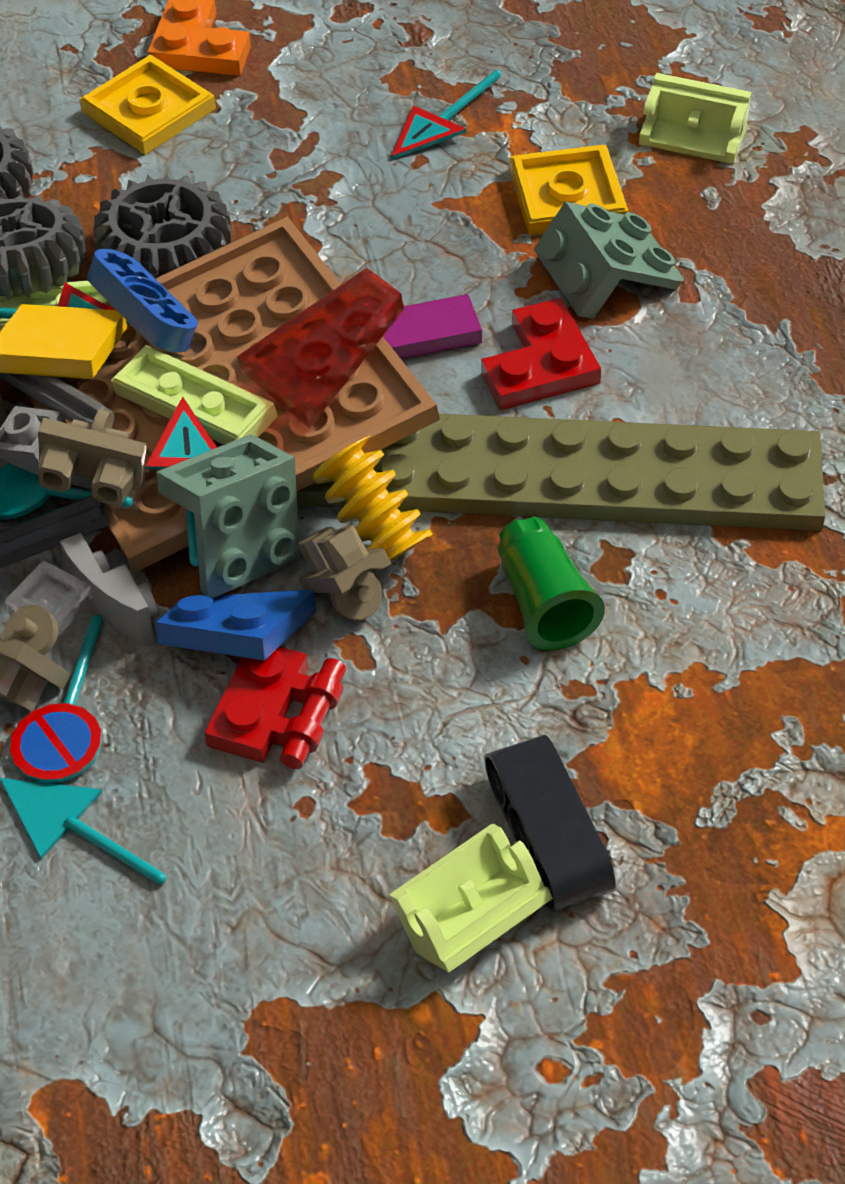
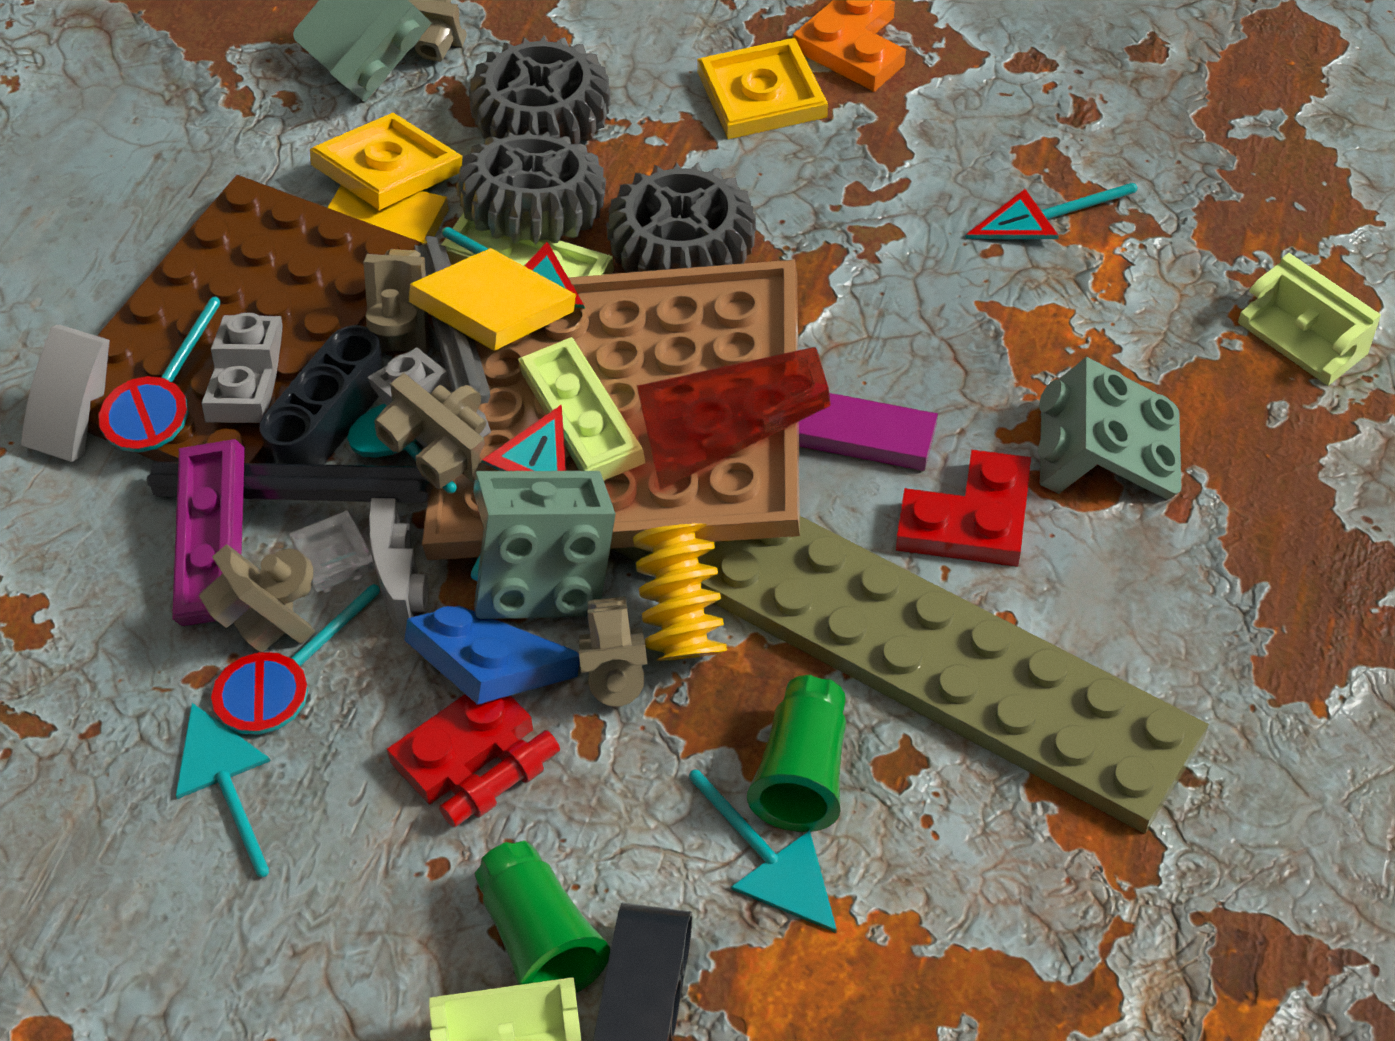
camera: 30 degrees right, 0 degrees up
(142, 300) = (595, 259): blue beam -> none
(424, 797) = (538, 919): none -> green plant
(568, 175) = (1126, 335): yellow tile -> none
(585, 683) = (786, 879): none -> teal piece

